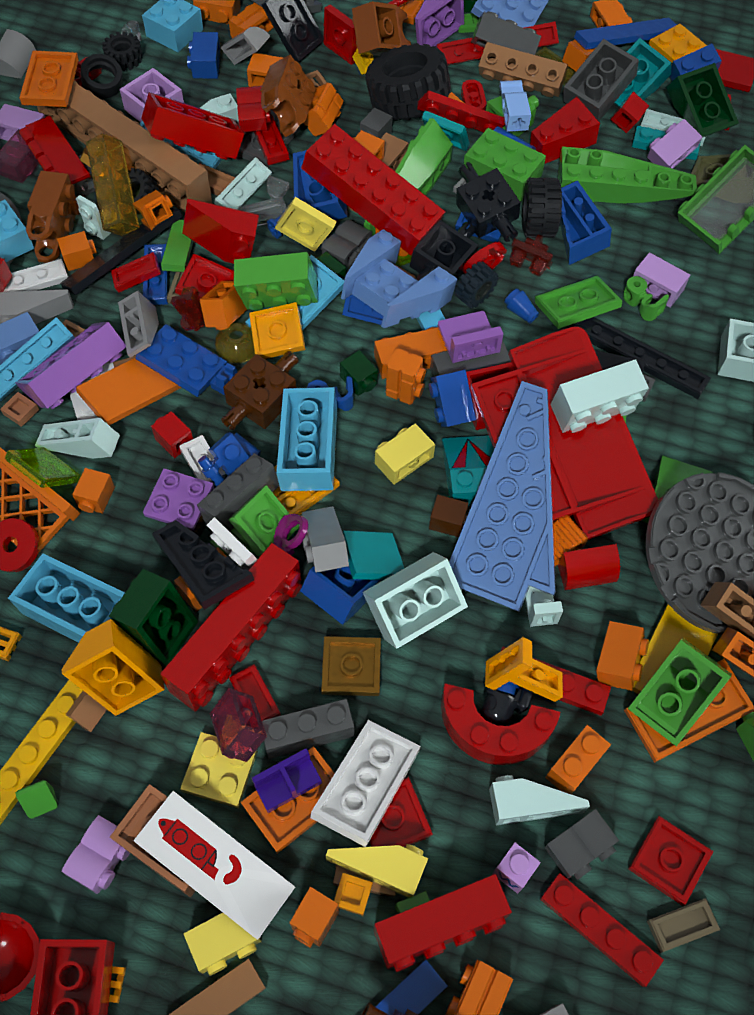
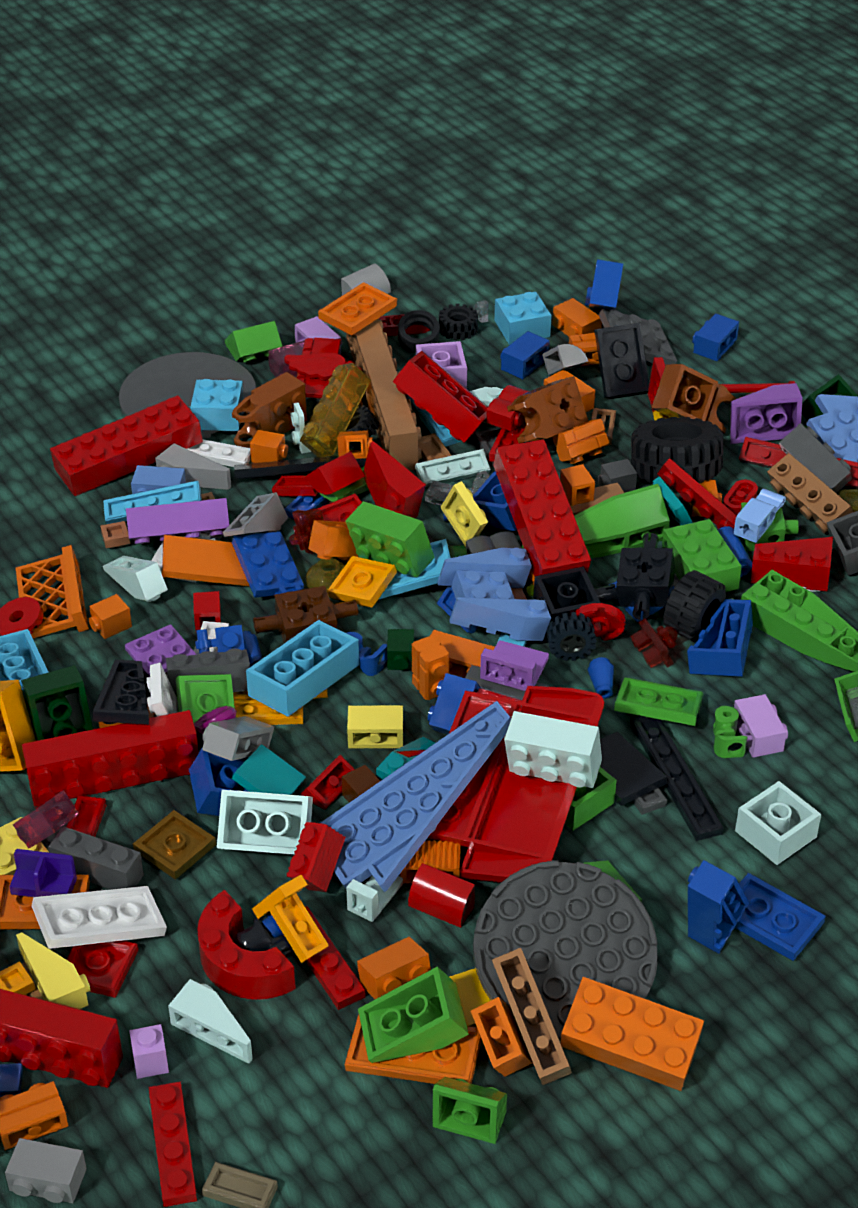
camera: 40 degrees right, 20 degrees down
(42, 467) = (87, 576): clear neon green tile -> none
(57, 149) = (316, 365): none -> red animal
(166, 245) = (335, 474): none -> red brick
(411, 525) = (328, 783): none -> red slope
(482, 602) = (316, 855): none -> red brick
(578, 760) = (277, 1016): orange brick -> none
(581, 845) = (217, 1074): dark grey brick -> none
(670, 860) = (280, 1140): red tile -> none

